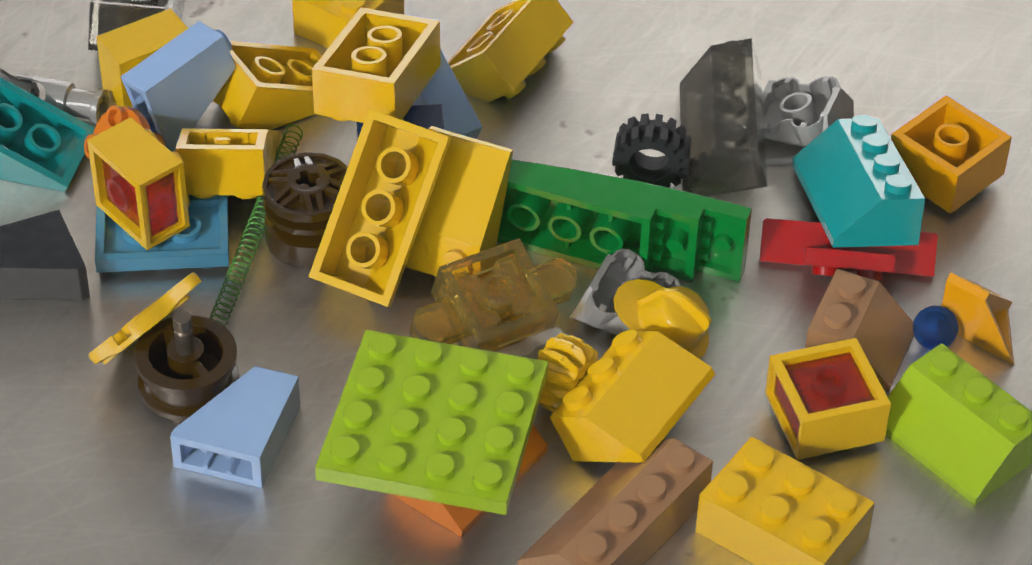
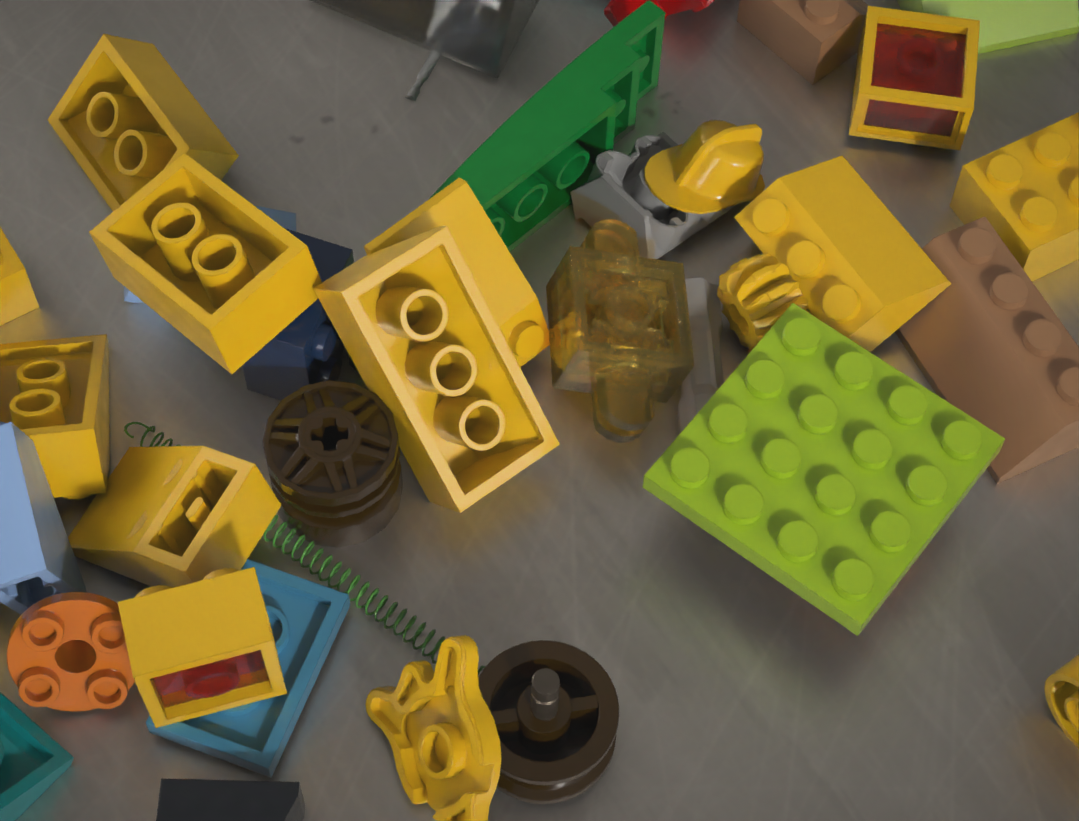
camera: 65 degrees left, 15 degrees up
(239, 428) = (673, 693): light blue slope -> none
(656, 136) = (443, 64): black tyre -> none

